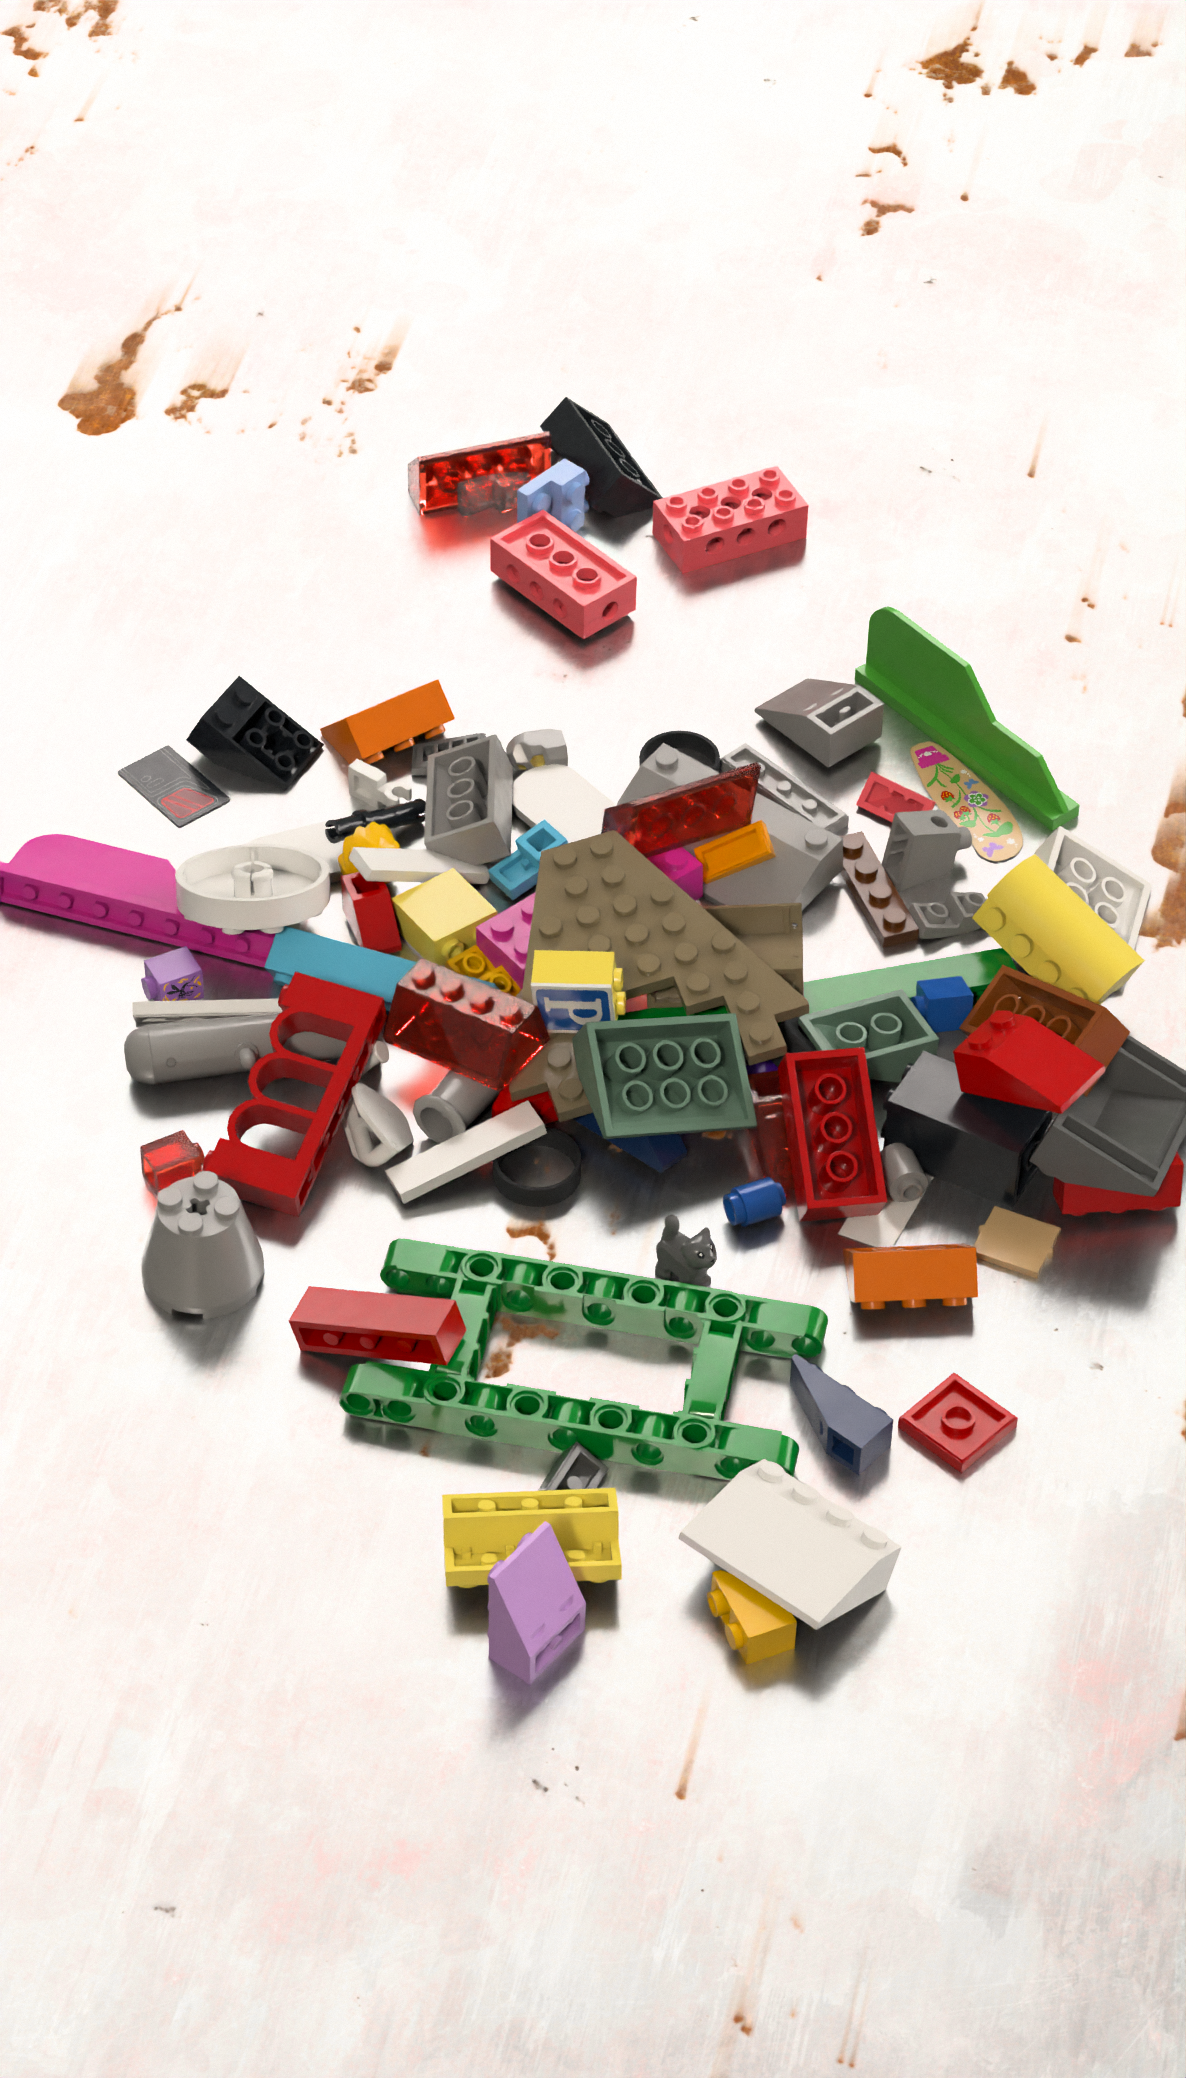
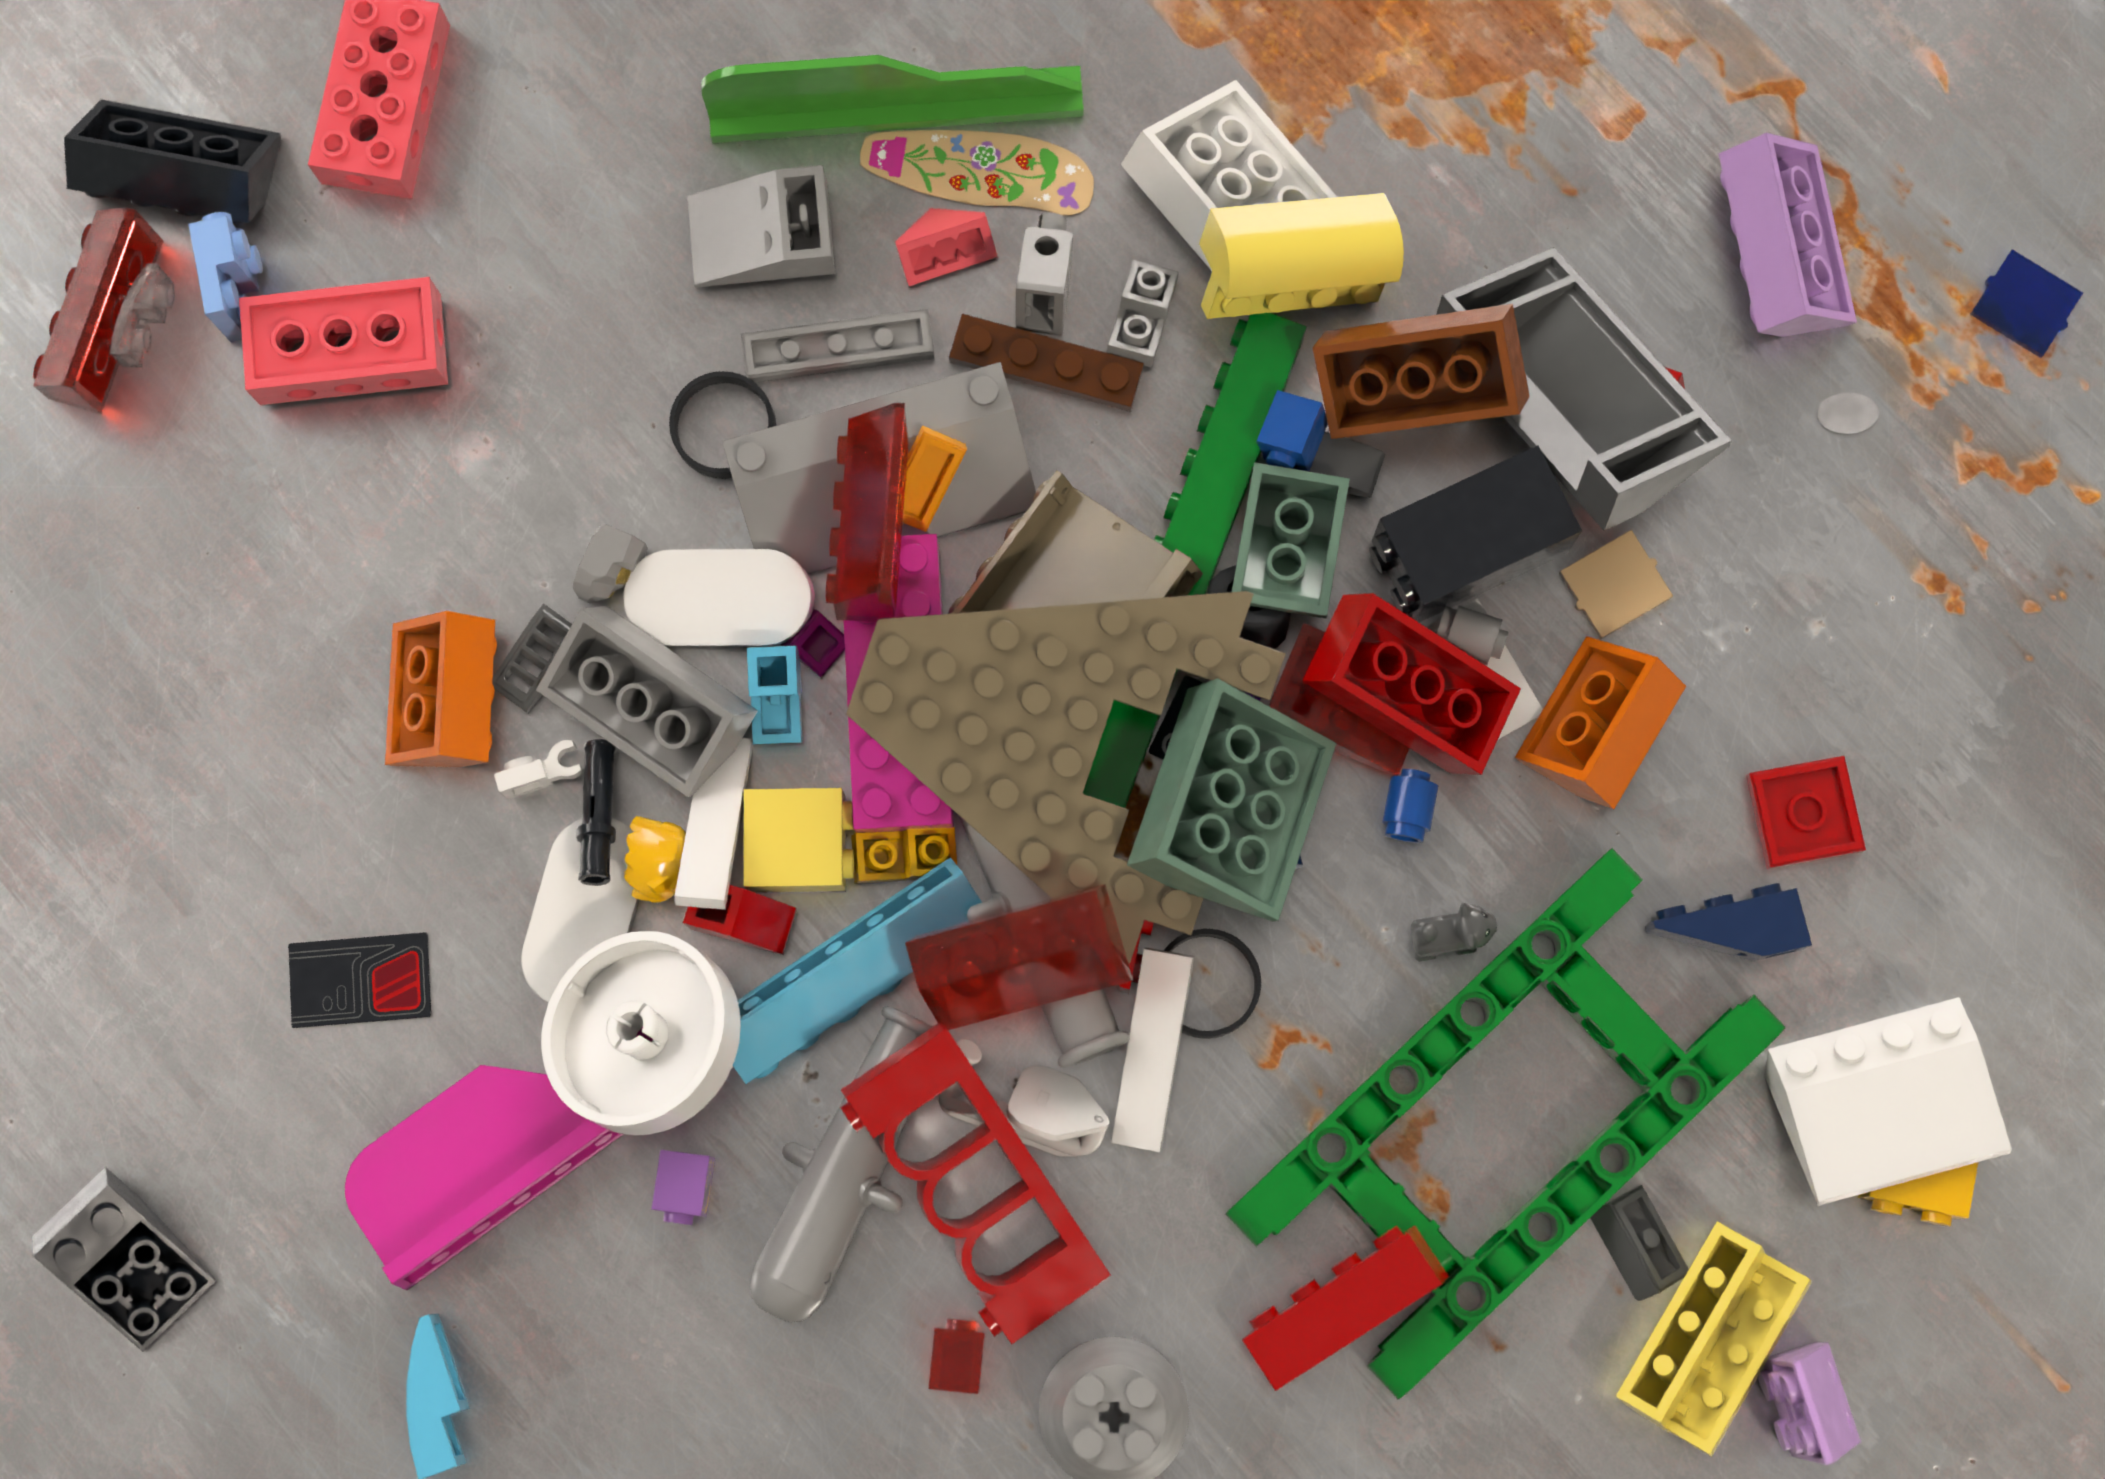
camera: 50 degrees left, 35 degrees up
(201, 1009) = (758, 1174): white tile -> none
(253, 736) = (359, 851): black slope -> none
(576, 988) = (1101, 832): piece -> none
(1024, 1064) = (1509, 449): red slope -> none

